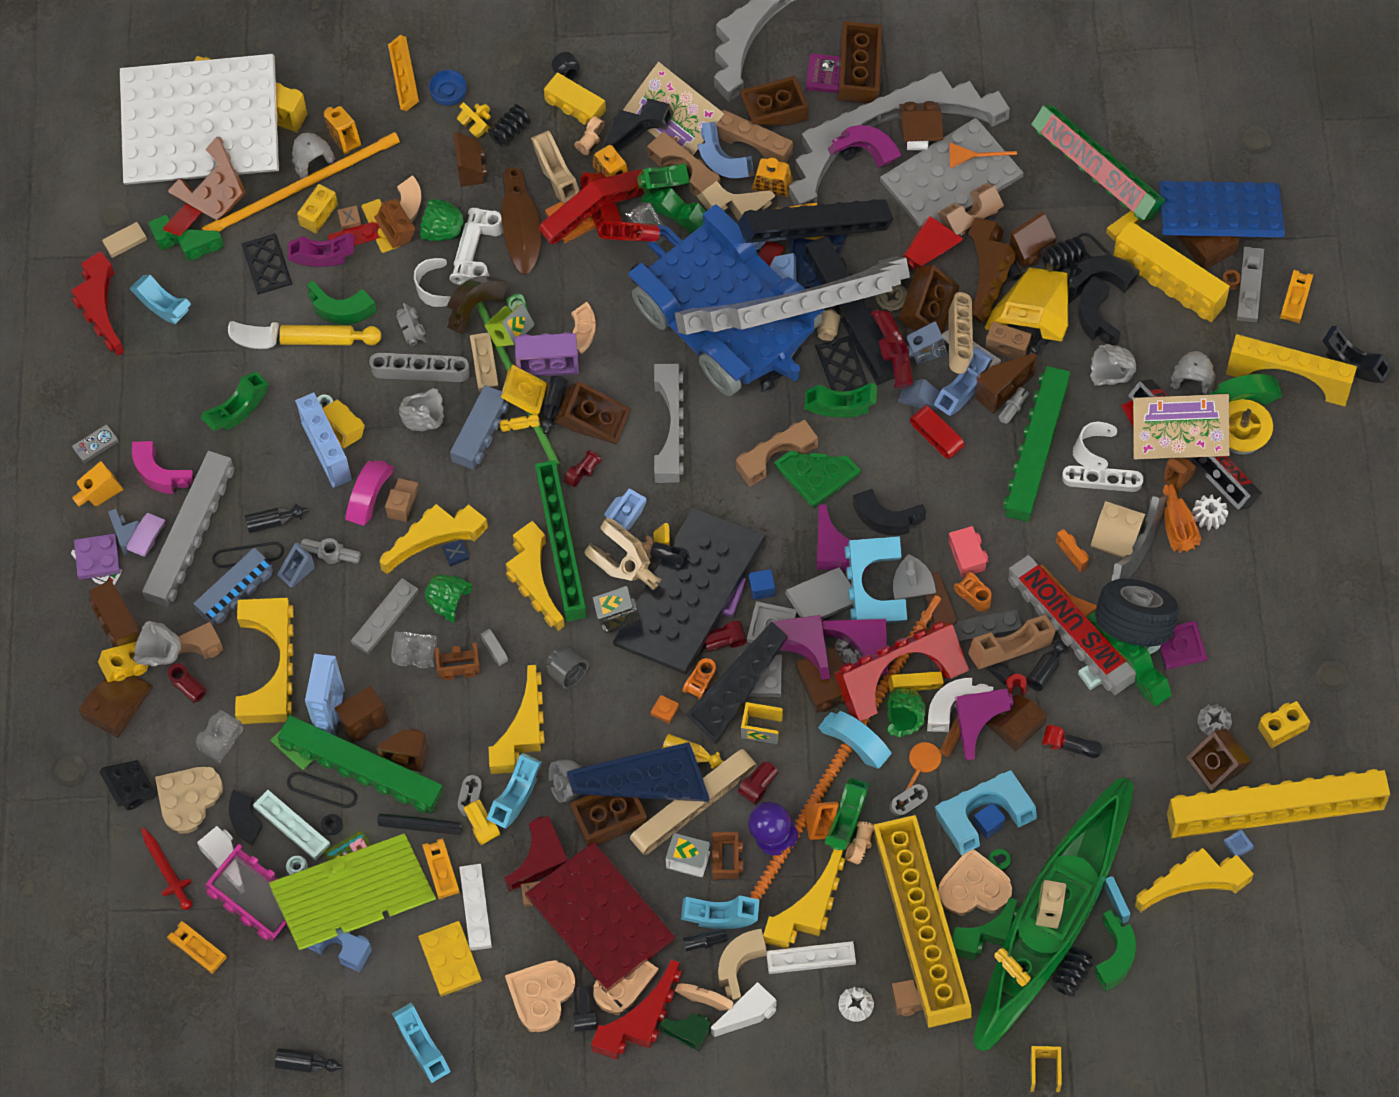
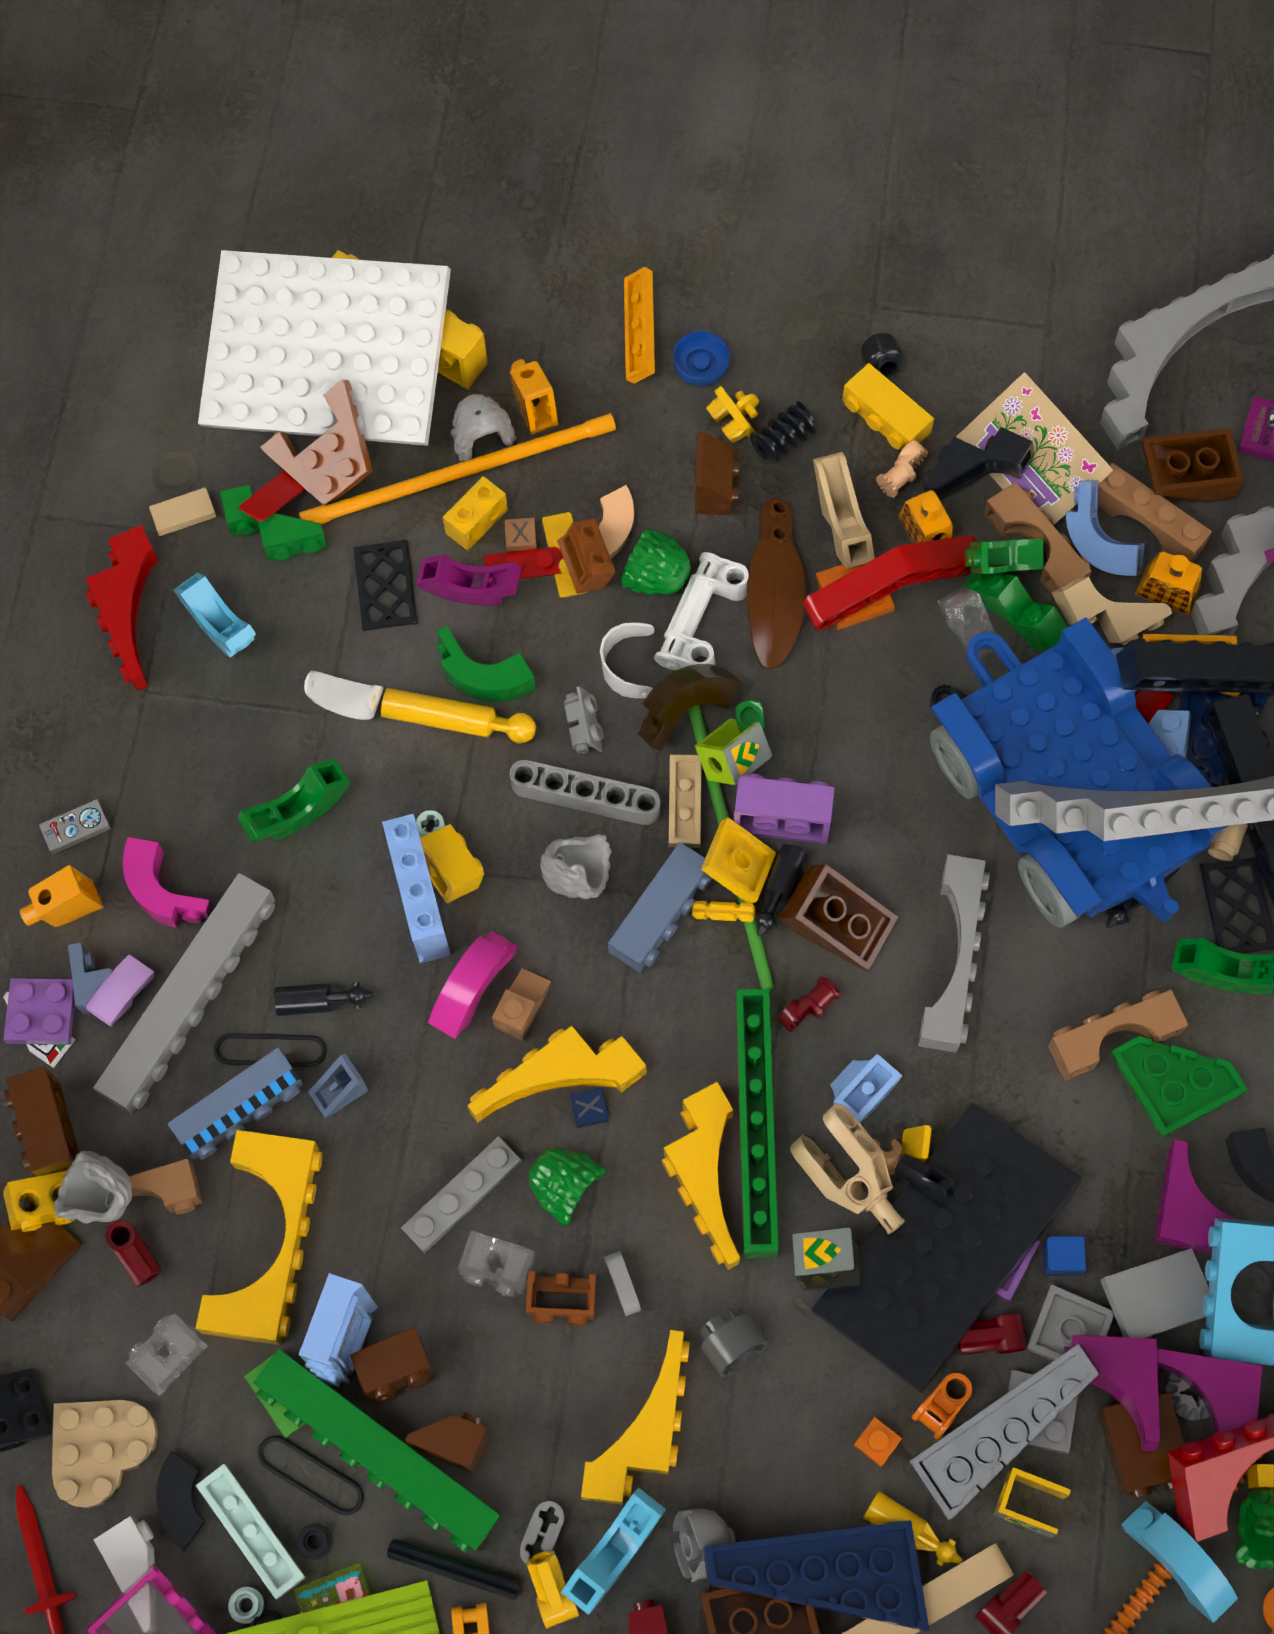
camera: 10 degrees right, 5 degrees up
(339, 554) = (383, 1062): light grey axle -> none
(584, 326) = (847, 769): light nougat tile -> none
(609, 223) = (912, 616): red beam -> none

